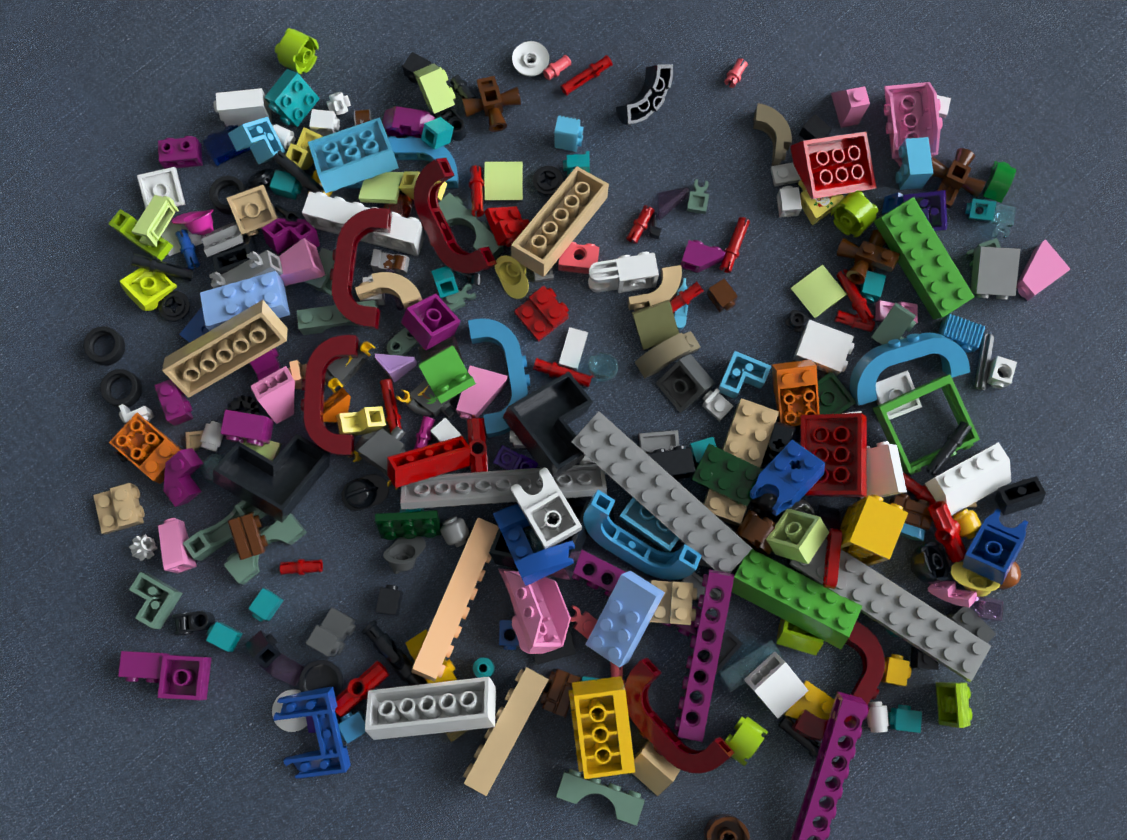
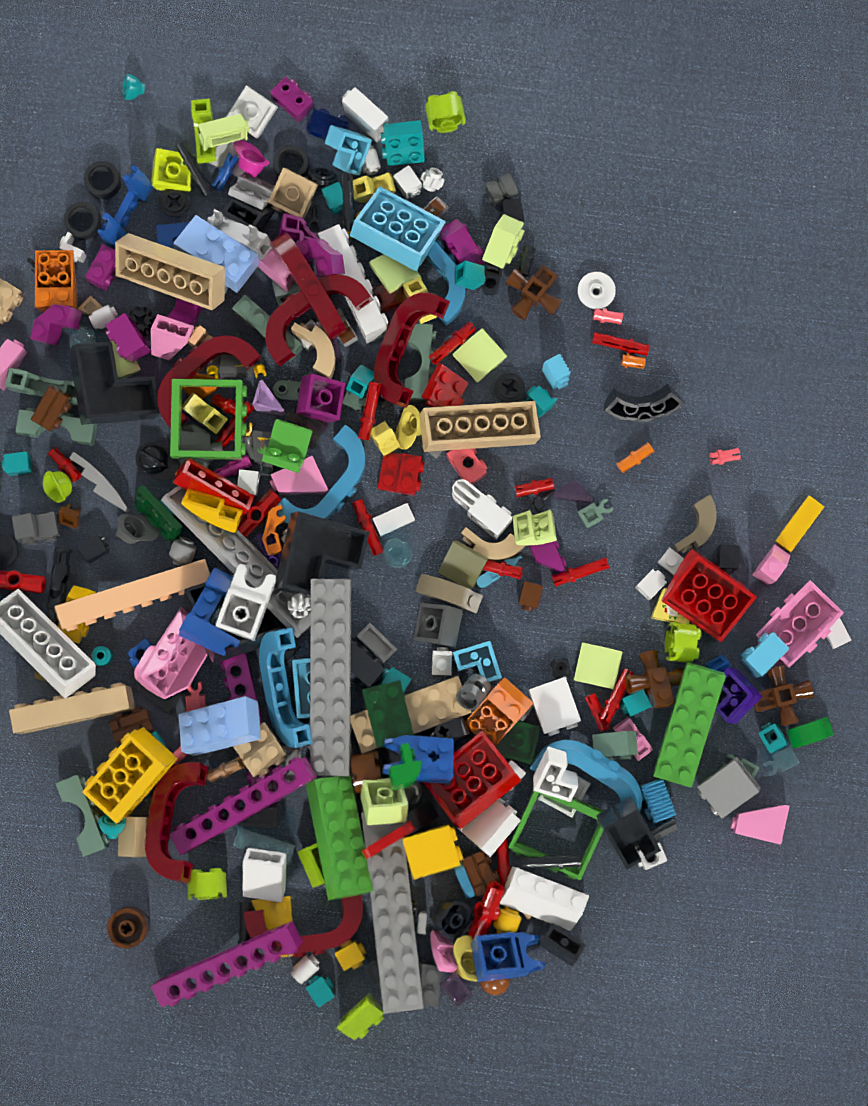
camera: 50 degrees right, 5 degrees up
(54, 262) = (132, 87): none -> teal brick
(139, 323) = (139, 189): none -> blue wedge
(312, 588) = (57, 486): none -> lime helmet
(313, 223) = (326, 258): none -> magenta brick
(334, 245) = (309, 285): none -> dark red arch
(346, 599) = (69, 516): none -> reddish brown tile
(348, 550) = (104, 487): none -> light grey slope
(373, 397) = (227, 405): none -> red pin
(388, 386) = (176, 413): none -> bright green window
(392, 61) = (501, 189): none -> dark grey wheel
(445, 475) = (212, 510): none -> yellow slope
(473, 290) = (367, 419): none -> red pin
(495, 438) = (270, 528): none -> orange piece
(505, 301) = (384, 438): none -> light yellow brick
(583, 470) = (299, 605): none -> white gear
(603, 80) = (633, 361): none -> orange pin
(630, 781) = (110, 828): none -> teal brick
(662, 645) = (225, 769): none -> medium nougat pin
(674, 248) = (535, 528): none -> yellowish green slope
(681, 135) = (635, 457): none -> orange pin
(766, 395) = (473, 692): none -> dark grey wheel
(795, 492) = (407, 773): none -> green brick
(831, 64) = (799, 524): none -> yellow tile
(885, 388) = (553, 778): none -> white brick
(916, 588) = (422, 922): none -> light grey tile
(971, 365) = (626, 831): none -> black piece

